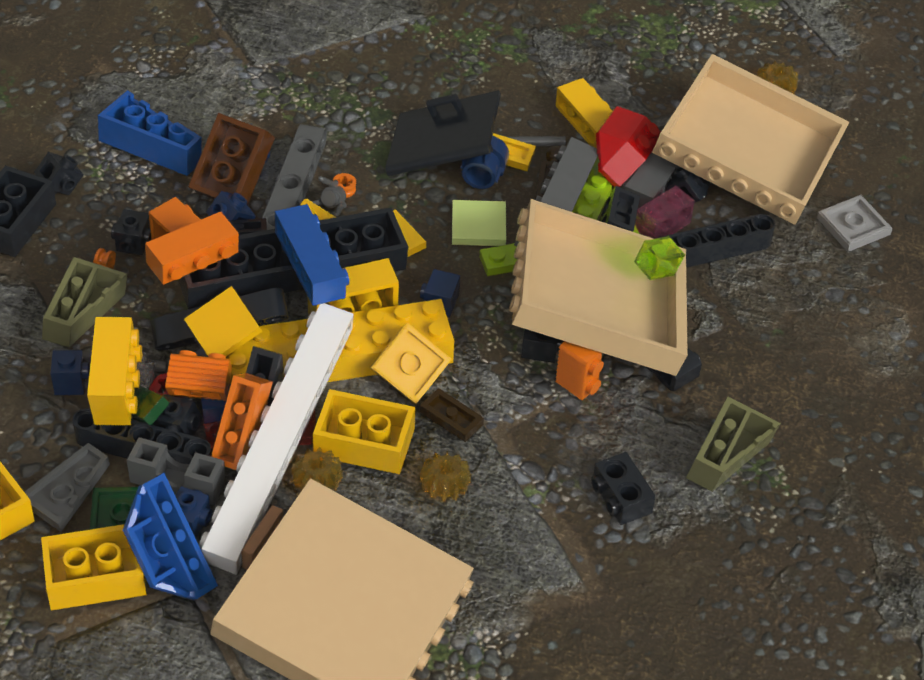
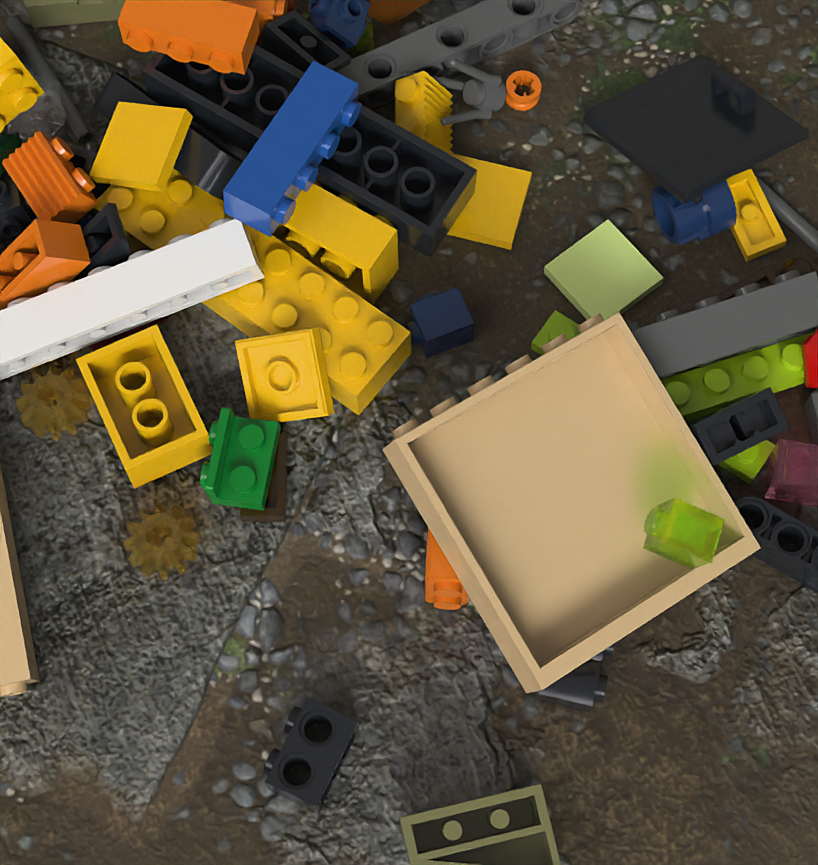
camera: 55 degrees right, 20 degrees up
(439, 411) = (240, 460): none -> green bracket

